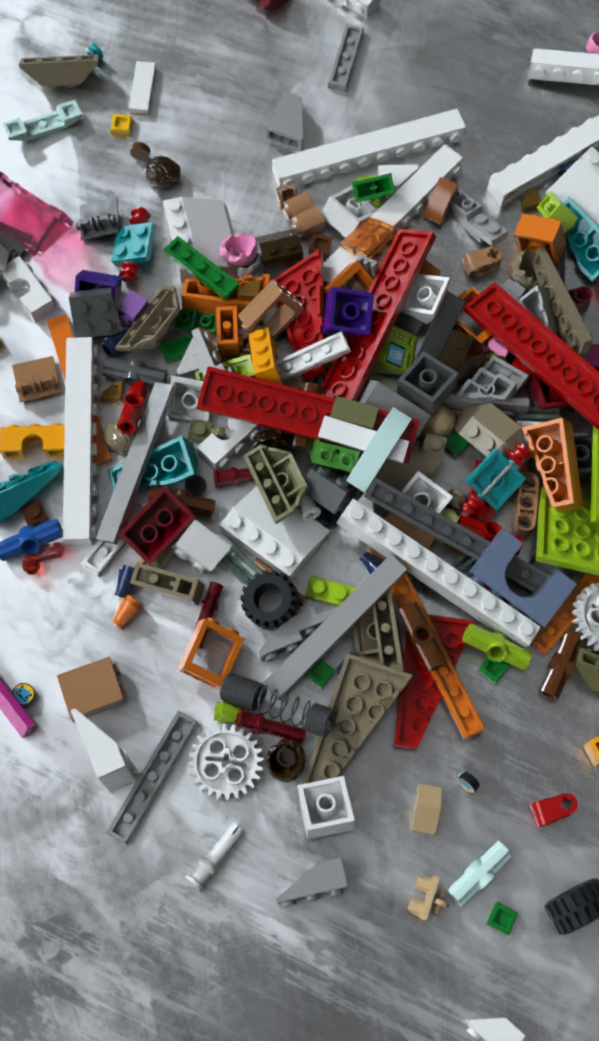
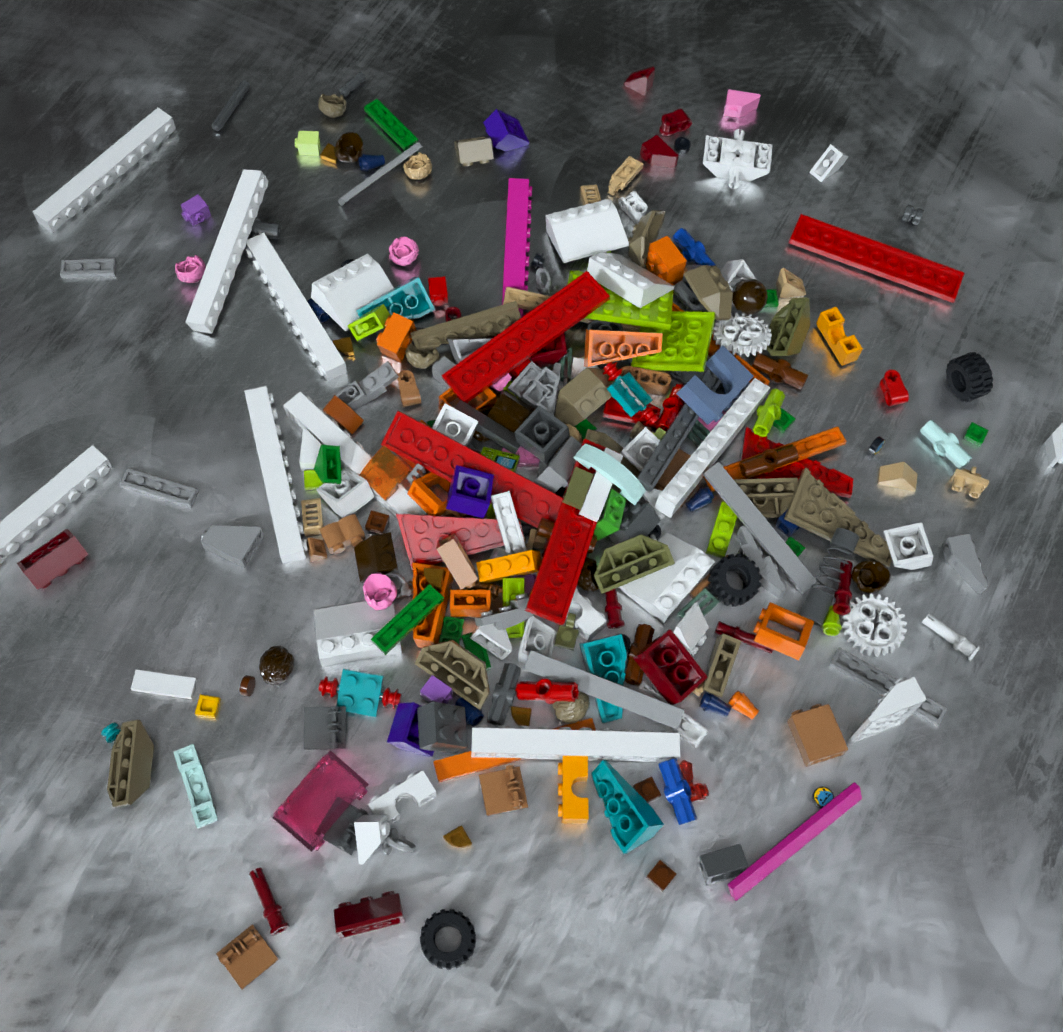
camera: 90 degrees left, 5 degrees down
(316, 183) = (314, 529): none -> tan slope

